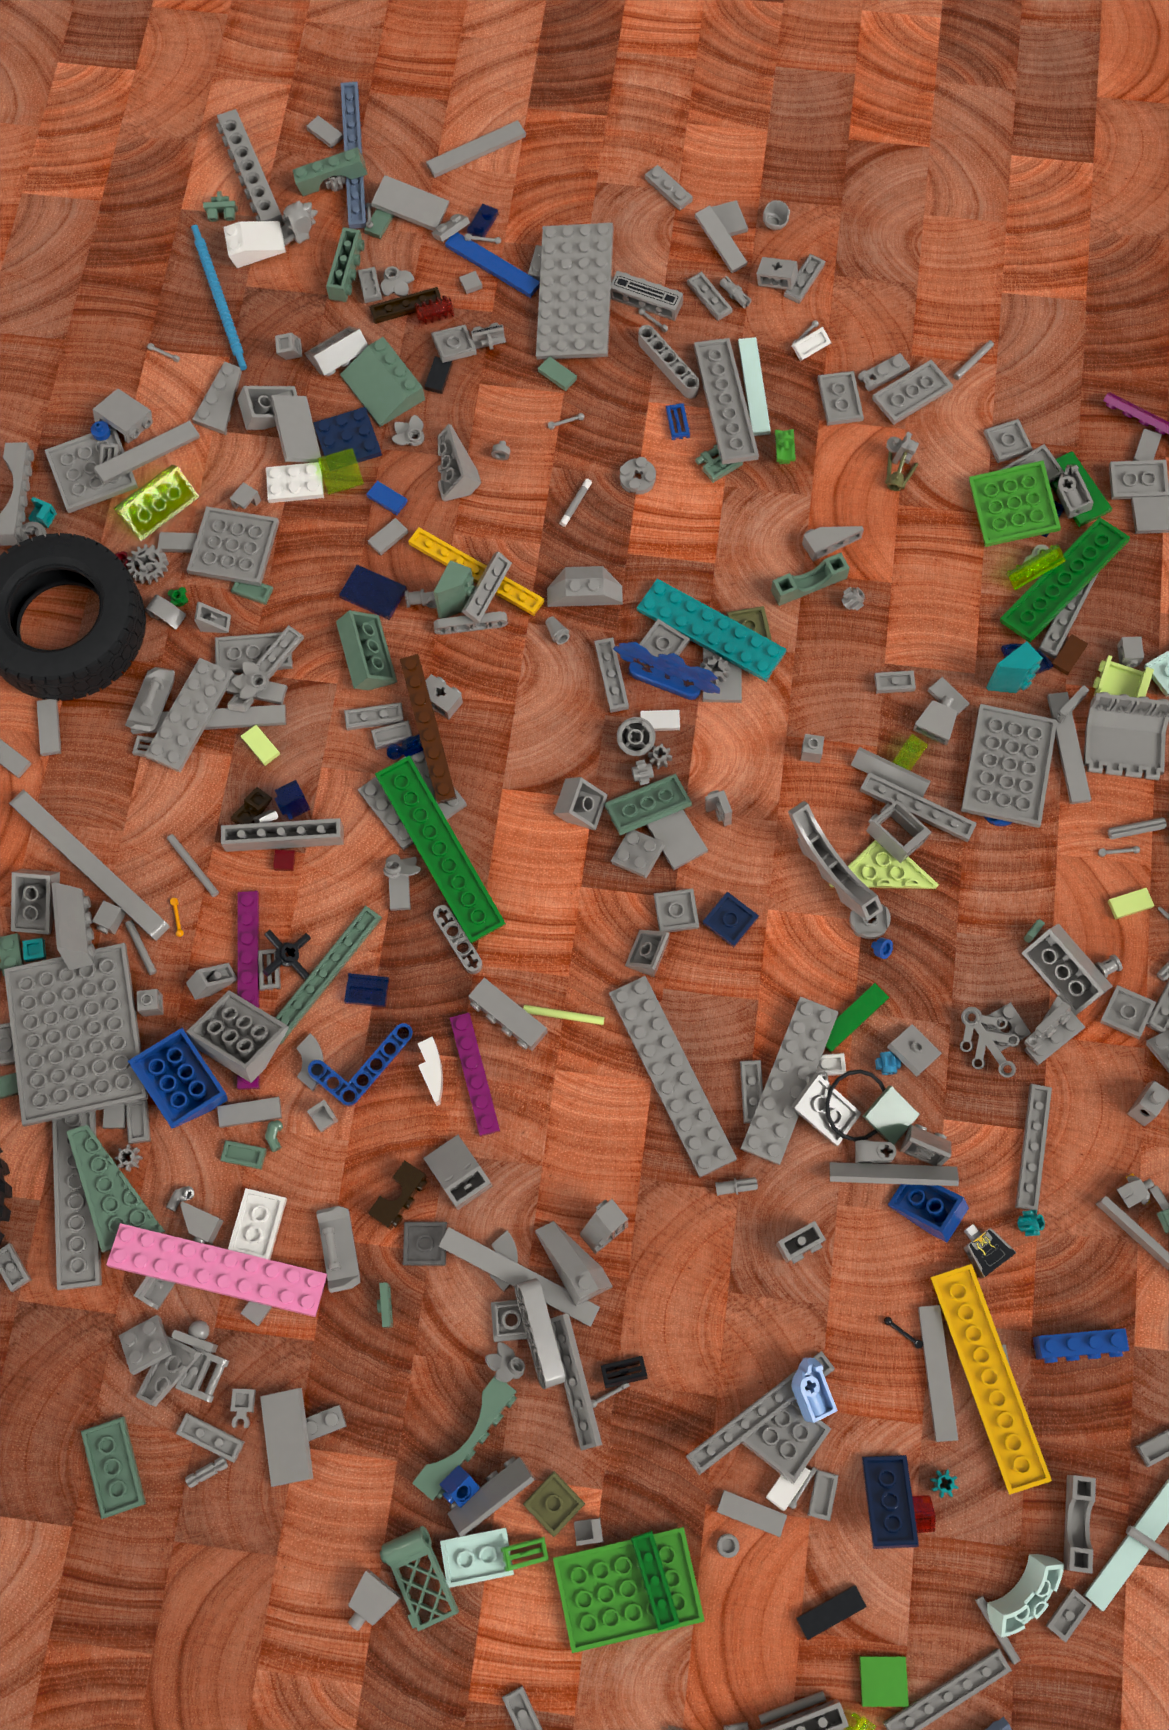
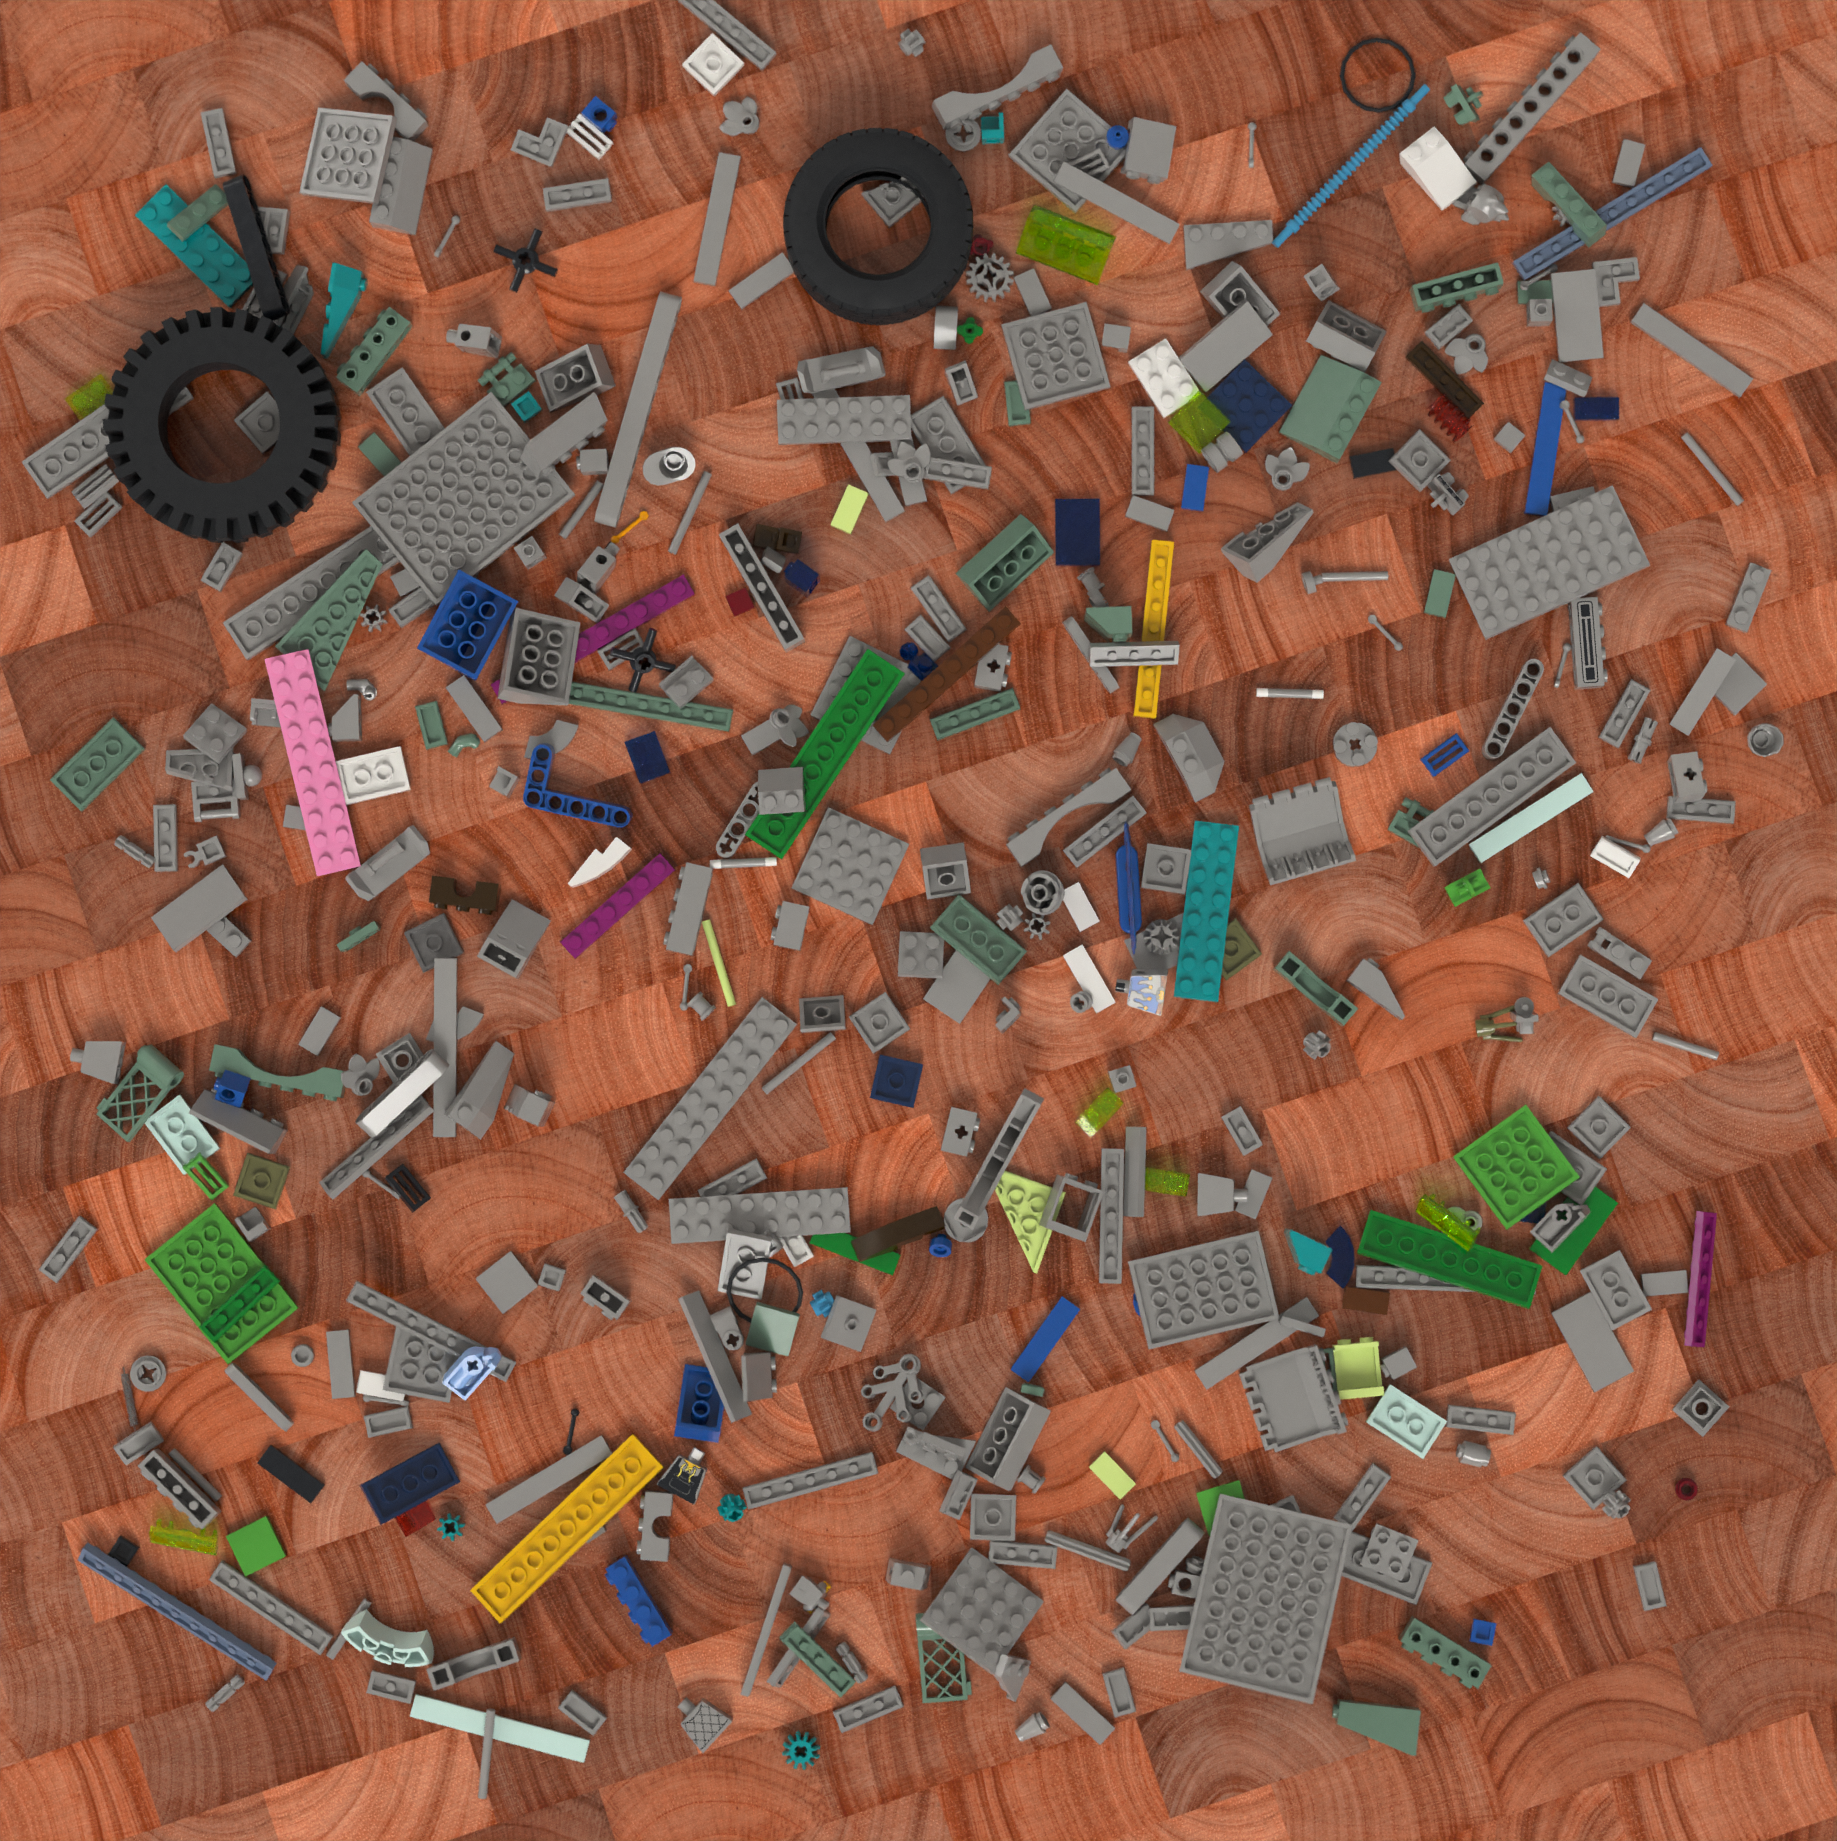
camera: 65 degrees right, 15 degrees up
(50, 603) = (892, 200): none -> light grey wing
(146, 859) = (668, 466): none -> light grey piece
(166, 231) = (1380, 40): none -> black piece
(192, 952) = (592, 574): none -> light grey torso
(323, 930) = (686, 682): none -> light grey plate
(339, 520) = (1143, 450): none -> light grey tile
(371, 465) = (1223, 451): none -> light grey wheel
(394, 224) = (1539, 312): none -> light grey brick
(395, 169) = (1611, 273): none -> light grey plate
(449, 1382) = (319, 1031): none -> light grey tile
(451, 893) = (781, 790): none -> light grey slope
(469, 727) = (975, 714): none -> sand green tile
(493, 955) = (746, 862): none -> light grey bar
(513, 422) = (1354, 576): none -> light grey bar
(539, 875) = (850, 866): none -> light grey plate
(555, 1042) = (687, 969): none -> light grey hinge
(562, 941) = (790, 925): none -> light grey hinge
(565, 171) = (1711, 467): none -> light grey bar
(592, 730) = (1106, 791): none -> light grey arch
(592, 1044) = (701, 1006): none -> light grey bush
(677, 990) = (798, 1063): none -> light grey bar
(683, 538) = (1300, 831): none -> light grey hinge
(687, 1712) = (137, 1371): none -> light grey gear
(720, 738) = (1089, 978): none -> white tile
(732, 746) = (1083, 996): none -> light grey bush
(747, 1324) = (507, 1282): none -> light grey tile
(747, 1606) = (259, 1396): none -> light grey beam
(750, 698) = (1145, 989): none -> torso
(760, 1283) = (551, 1277): none -> light grey tile
(799, 899) = (958, 1118): none -> light grey brick
(802, 396) = (1541, 878): none -> light grey plate
(808, 305) = (1661, 832): none -> light grey cone
(831, 778) = (1099, 1112): none -> clear neon green slope
(857, 976) = (897, 1233): none -> dark brown slope
(995, 903) = (1045, 1339): none -> blue tile
(1001, 1289) = (654, 1546): none -> light grey arch
(1098, 1030) = (958, 1495): none -> light grey plate

